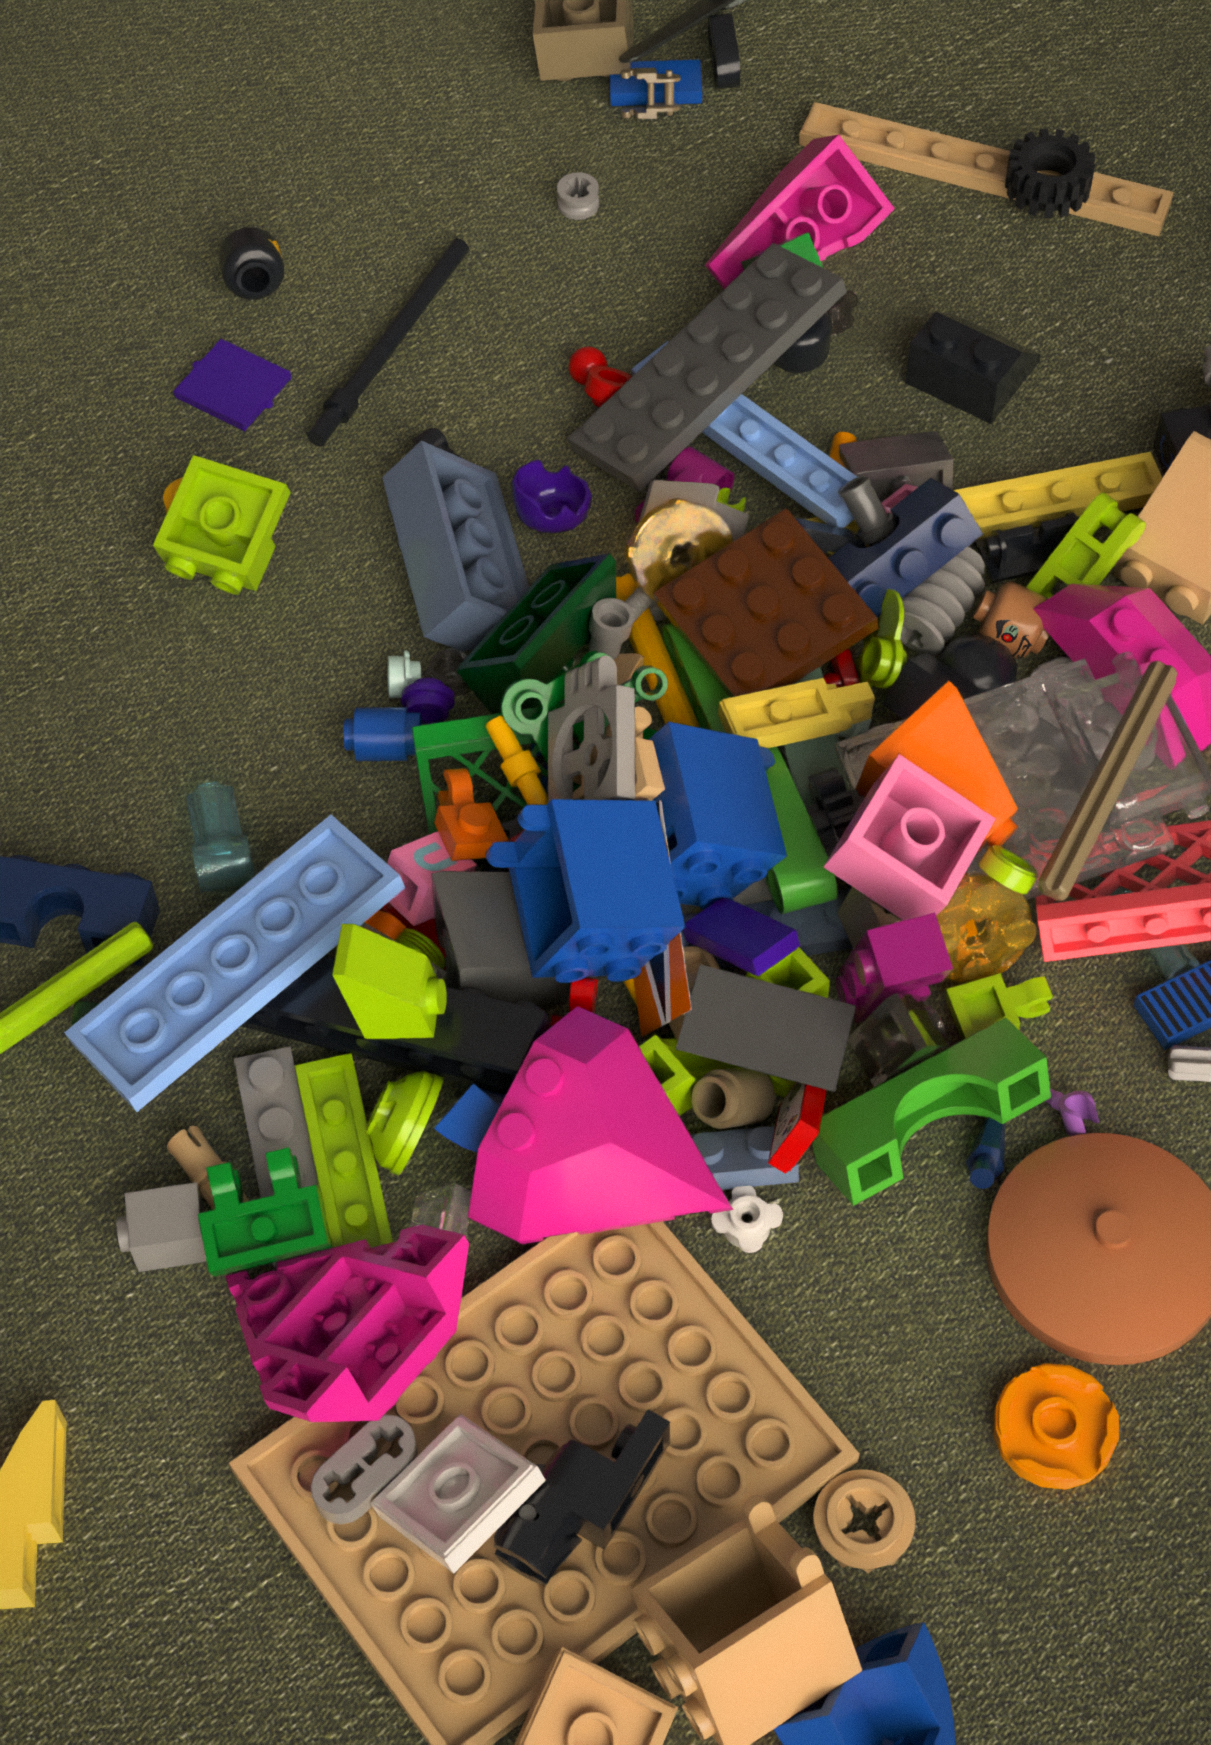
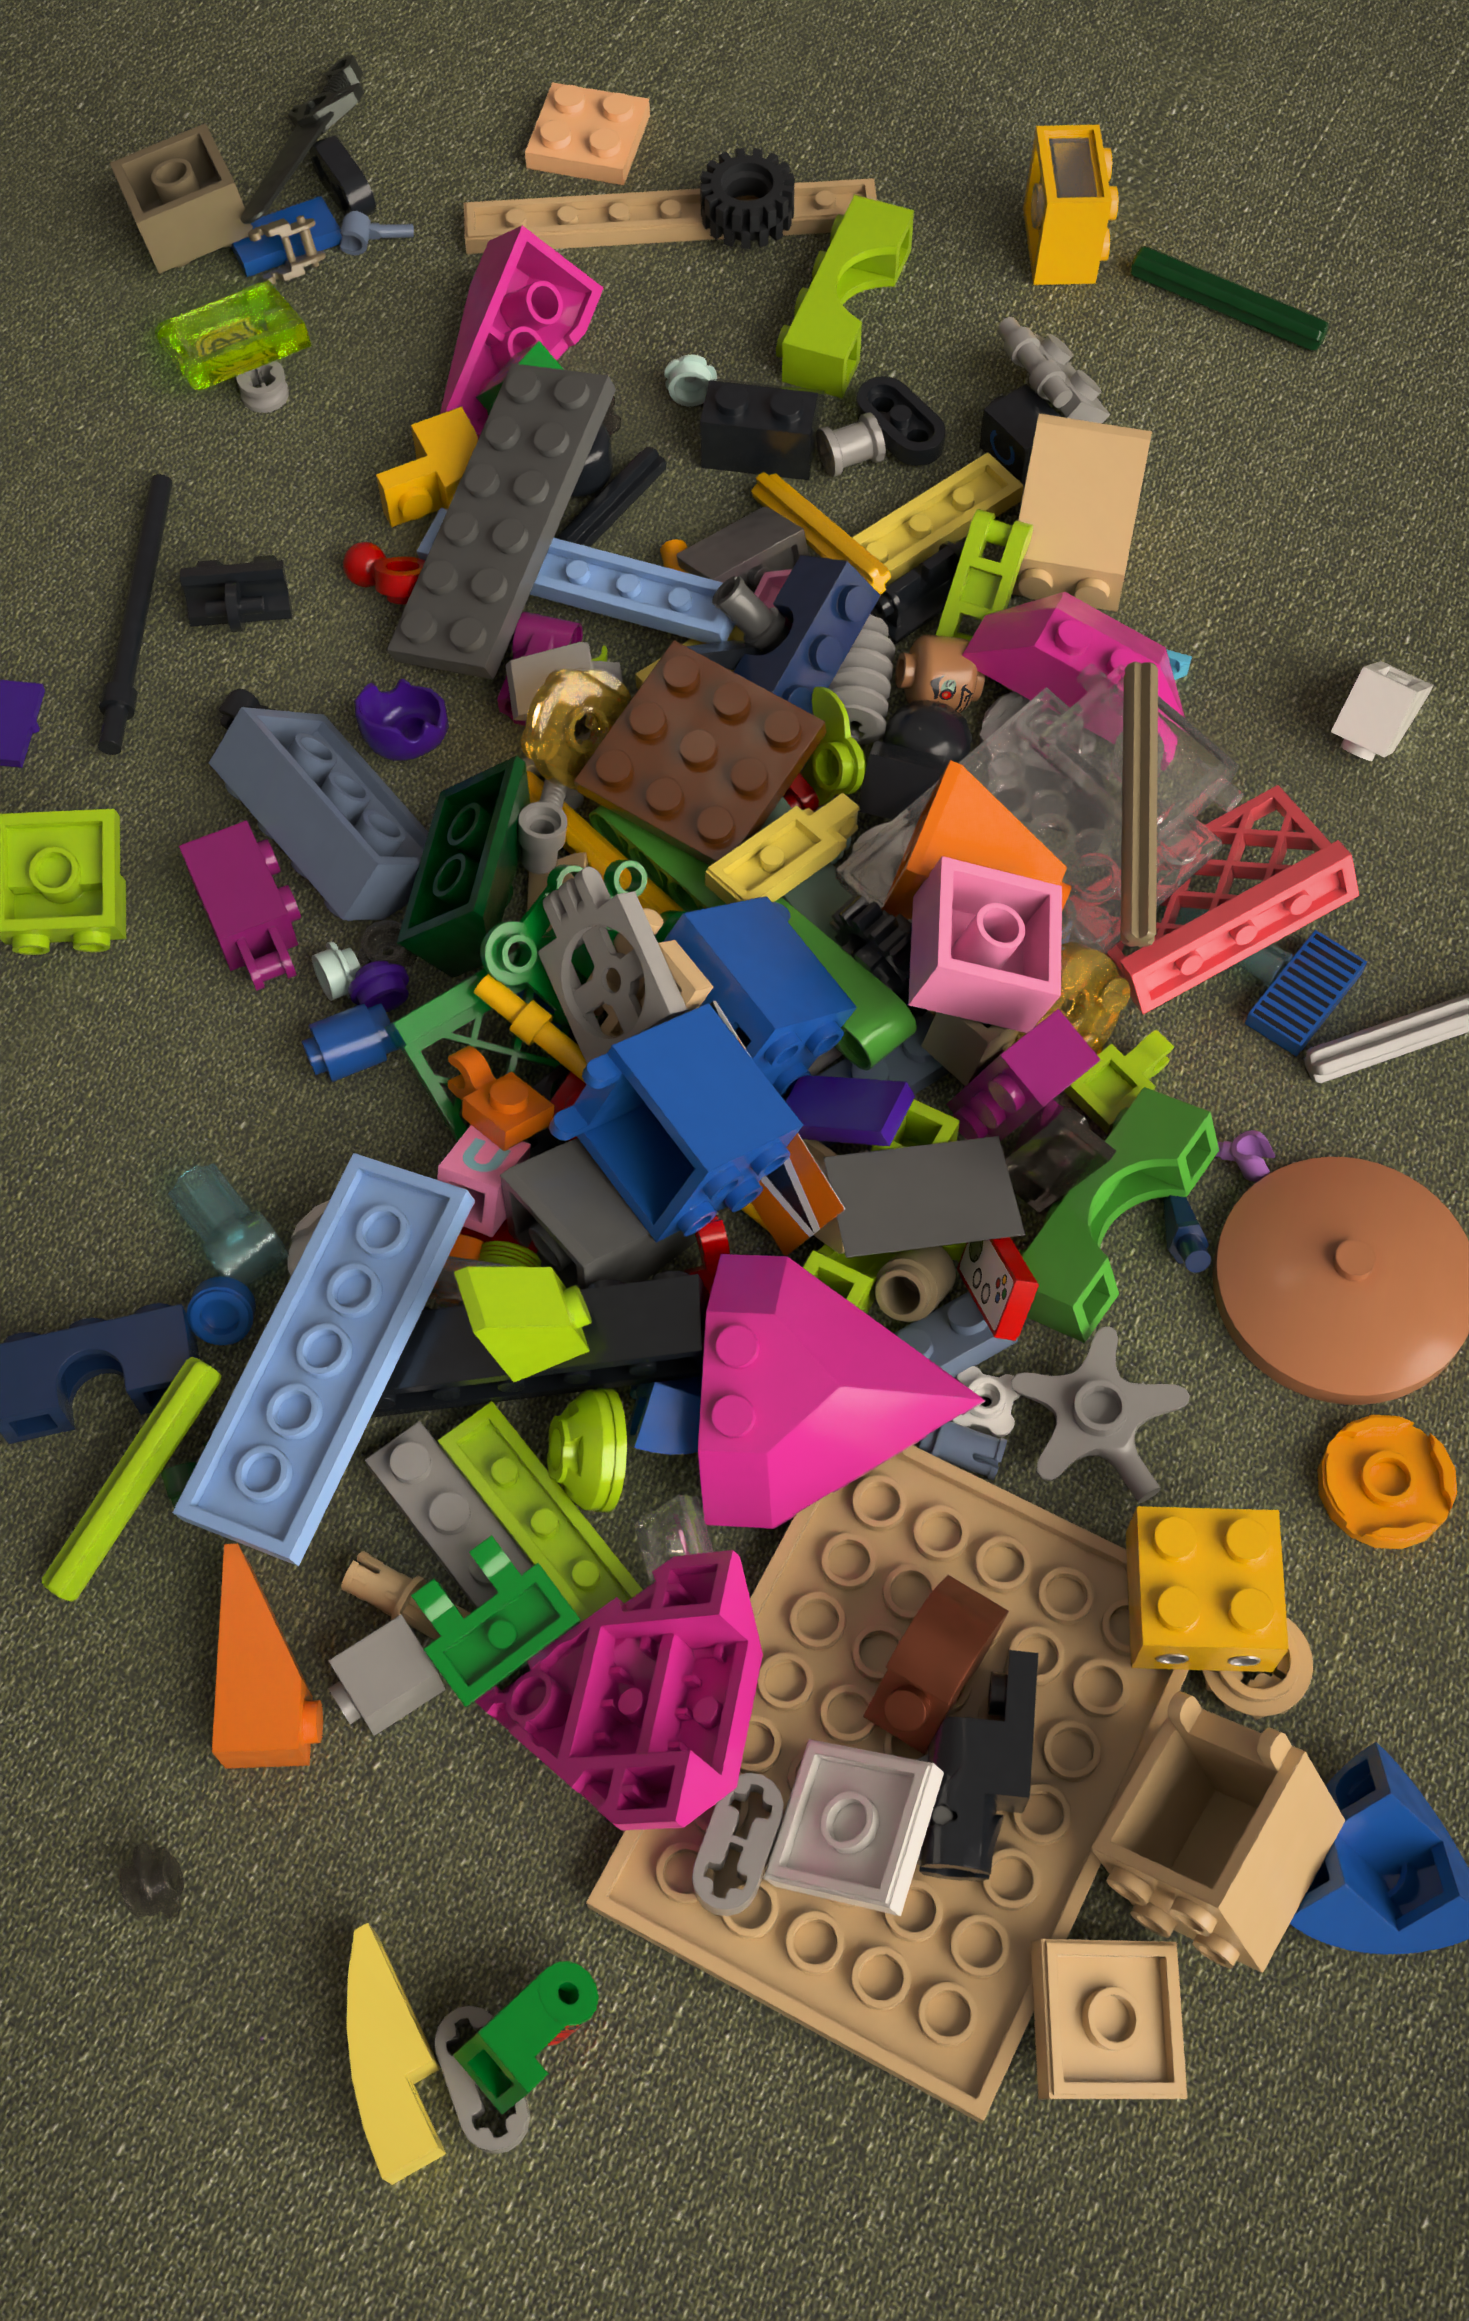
camera: 25 degrees left, 5 degrees up
(67, 1199) = (260, 1693): none -> orange slope
(72, 1560) = (466, 2093): none -> light grey beam
(130, 1531) = (540, 2015): none -> green leg
(182, 900) = (221, 1310): none -> blue tile
(356, 594) = (243, 901): none -> magenta brick
(472, 352) = (236, 592): none -> black hips
(569, 150) = (227, 335): none -> clear neon green container
(589, 1388) = (934, 1662): none -> copper brick
(661, 317) = (429, 483): none -> yellow brick
(709, 1245) = (966, 1448): none -> sand blue pin
(717, 95) = (358, 229): none -> sand blue hand
(815, 383) = (615, 498): none -> black axle
(832, 1266) = (1099, 1414): none -> light grey animal
(838, 1435) = (1206, 1589): none -> yellow piece
(925, 302) = (689, 379): none -> light aqua plate
(948, 78) = (587, 133): none -> light nougat plate
(969, 468) = (820, 531): none -> yellow axle
(1008, 869) = (1087, 934): lime tile -> none
(1037, 405) = (850, 444): none -> light grey bush
(1095, 411) = (909, 426): none -> black plate
(1132, 250) = (863, 254): none -> lime arch

